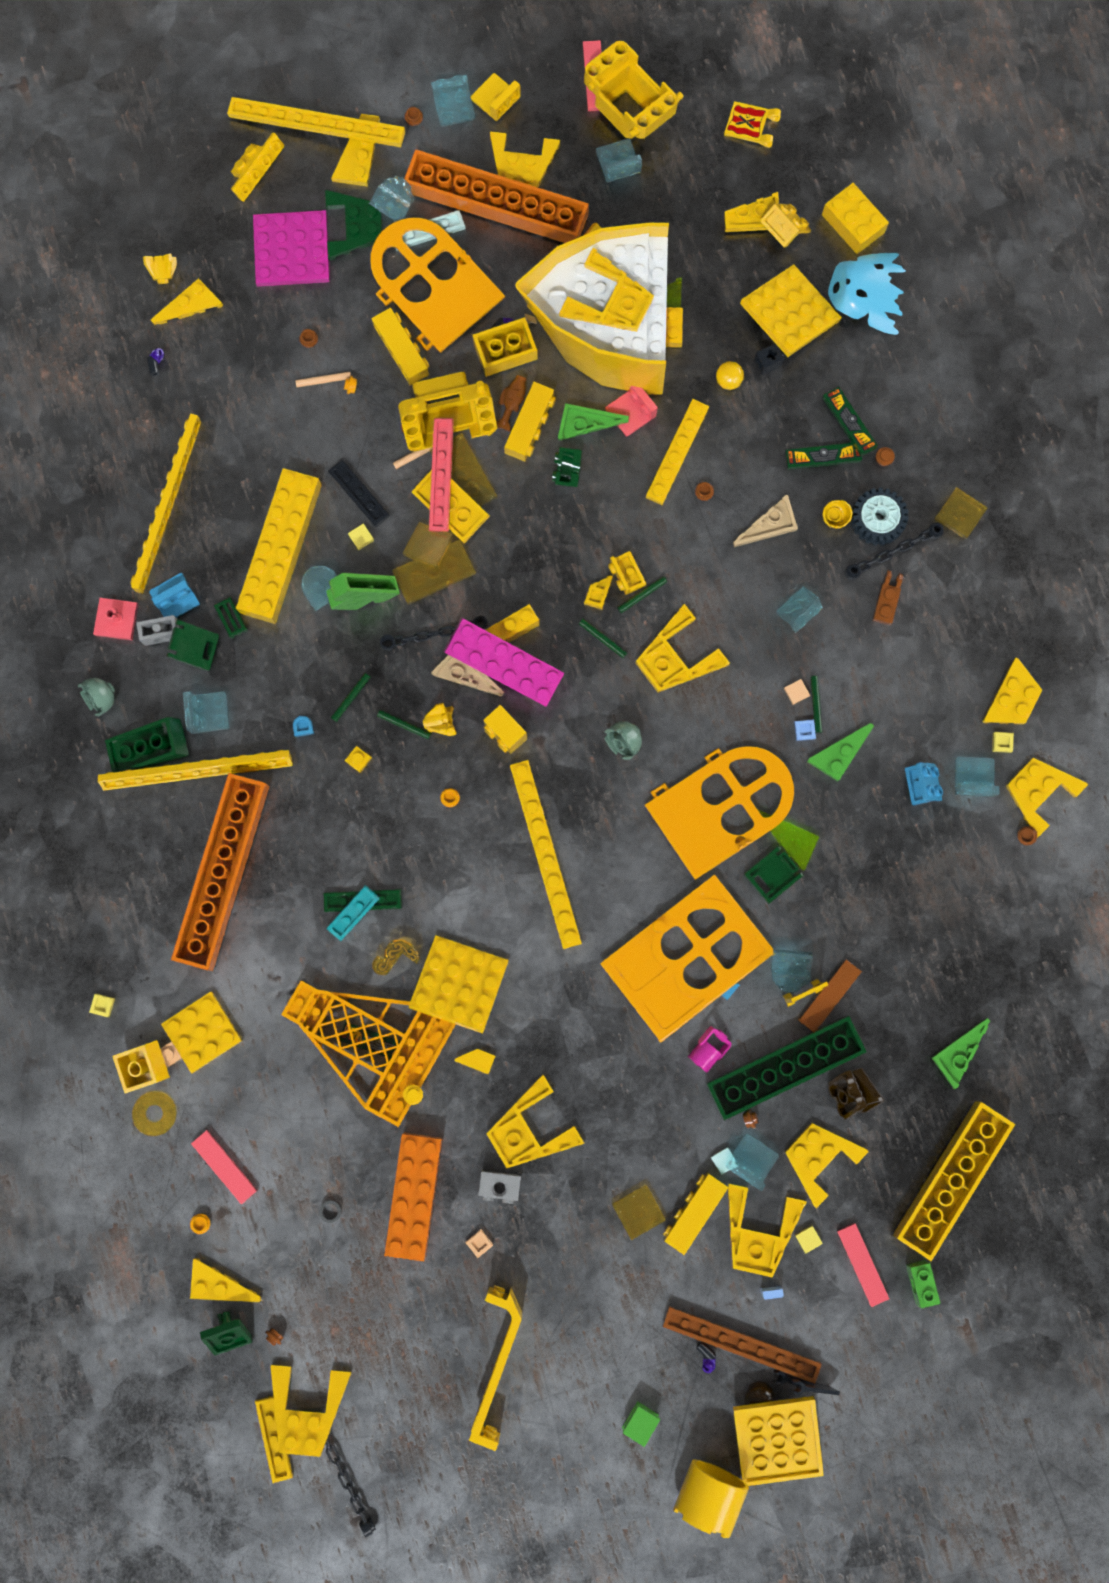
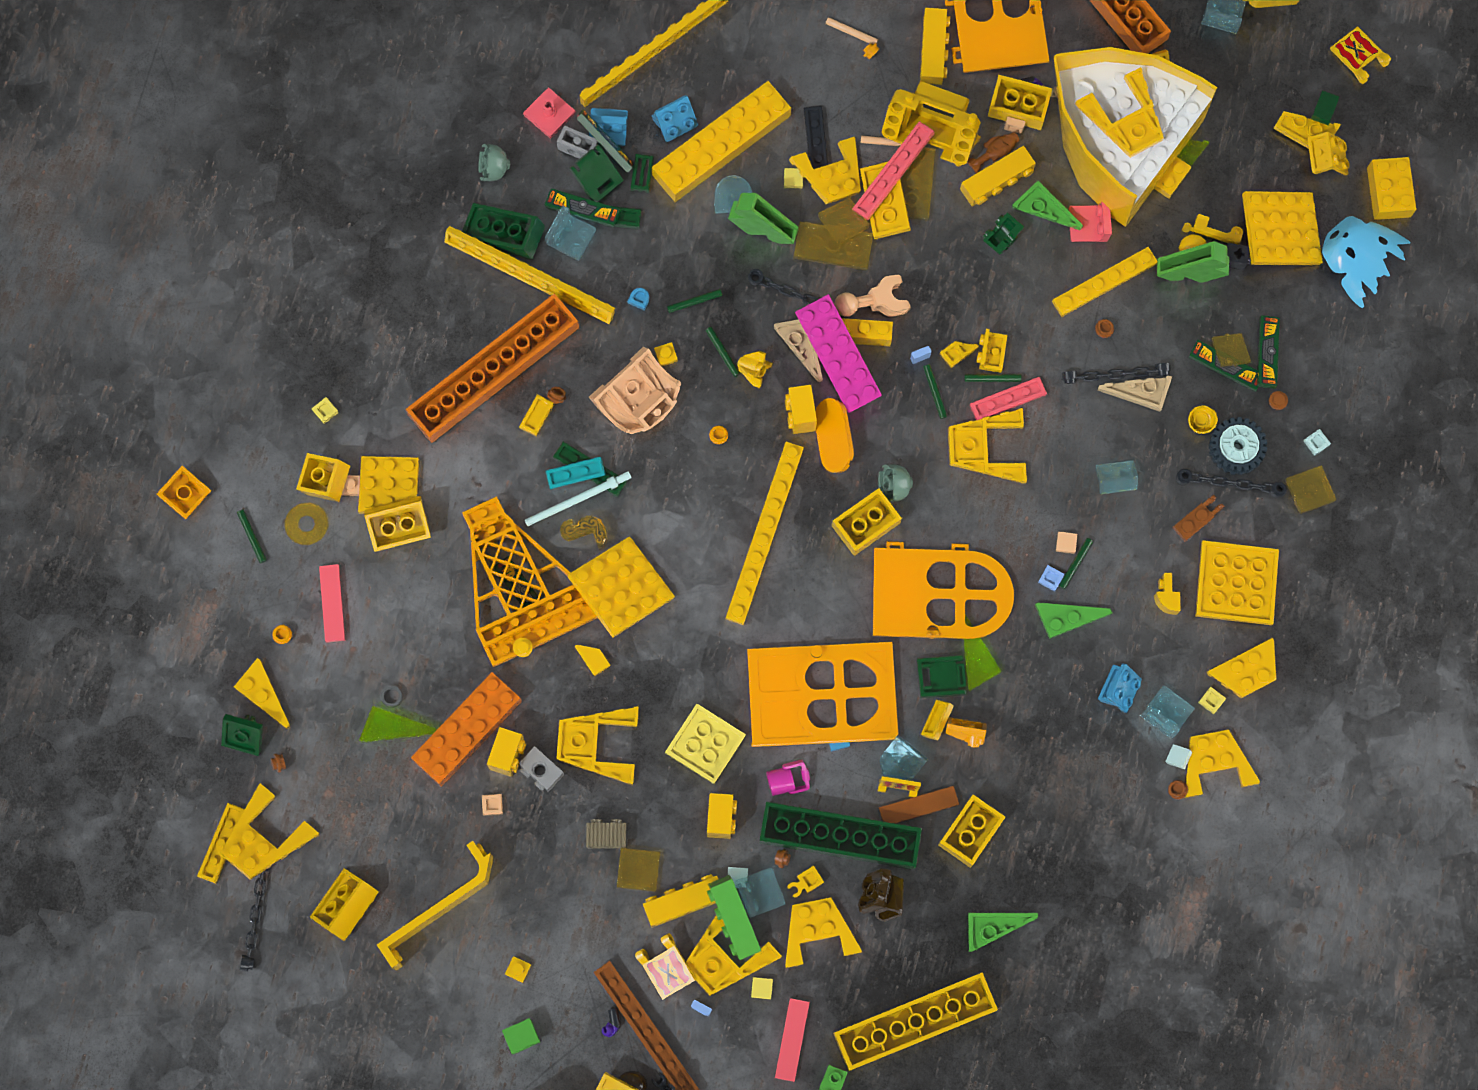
camera: 30 degrees right, 5 degrees down
(29, 1162) = (183, 492): none -> light orange slope
(114, 1157) = (251, 536): none -> dark green bar
(180, 612) = (601, 136): none -> tile
(201, 681) = (583, 207): none -> tile
(226, 552) = (675, 118): none -> dark azure bracket
(232, 1062) = (397, 523): none -> yellow brick
(239, 667) = (629, 218): none -> dark green tile
(285, 885) = (536, 415): none -> yellow tile
(290, 857) = (556, 395): none -> dark orange plate
(342, 1240) = (387, 726): none -> clear neon green wing
(359, 810) = (638, 394): none -> light nougat piece
(389, 901) = (611, 482): none -> light aqua bar
(396, 516) = (833, 180): none -> yellow wing
(414, 1419) = (344, 904): none -> yellow slope
(461, 1193) = (506, 752): none -> yellow brick
(502, 592) = (879, 298): none -> light nougat piece
(513, 369) = (1014, 125): none -> light nougat tile
(547, 733) = (834, 435): none -> light orange tile
(570, 615) = (920, 354): none -> light blue tile
(592, 1202) = (606, 834): none -> dark tan brick
(598, 1367) = (518, 969): none -> yellow plate
(620, 1067) = (705, 743): none -> light yellow plate
(624, 788) = (866, 522): none -> yellow brick
(666, 604) = (1008, 399): none -> coral tile
(677, 1122) = (720, 816): none -> yellow brick
(705, 551) = (1070, 376): none -> black piece
(721, 1281) = (668, 969): none -> flag
(723, 352) = (1200, 227): none -> yellow piece
(743, 387) = (1197, 263): none -> bright green brick
(748, 1199) = (734, 917): none -> bright green brick
(756, 186) = (1325, 107): none -> dark green tile
(785, 1123) = (808, 880): none -> yellow plate
(795, 914) = (937, 720): none -> yellow tile
(819, 440) = (1231, 350): none -> clear yellow piece
(829, 905) = (967, 730): none -> light orange slope
(888, 988) = (971, 831): none -> yellow brick
(910, 684) = (1166, 599): none -> yellow brick
(939, 470) = (1317, 442): none -> light aqua tile
(956, 631) = (1237, 583): none -> yellow plate
(1009, 808) = (1178, 756): none -> light aqua tile

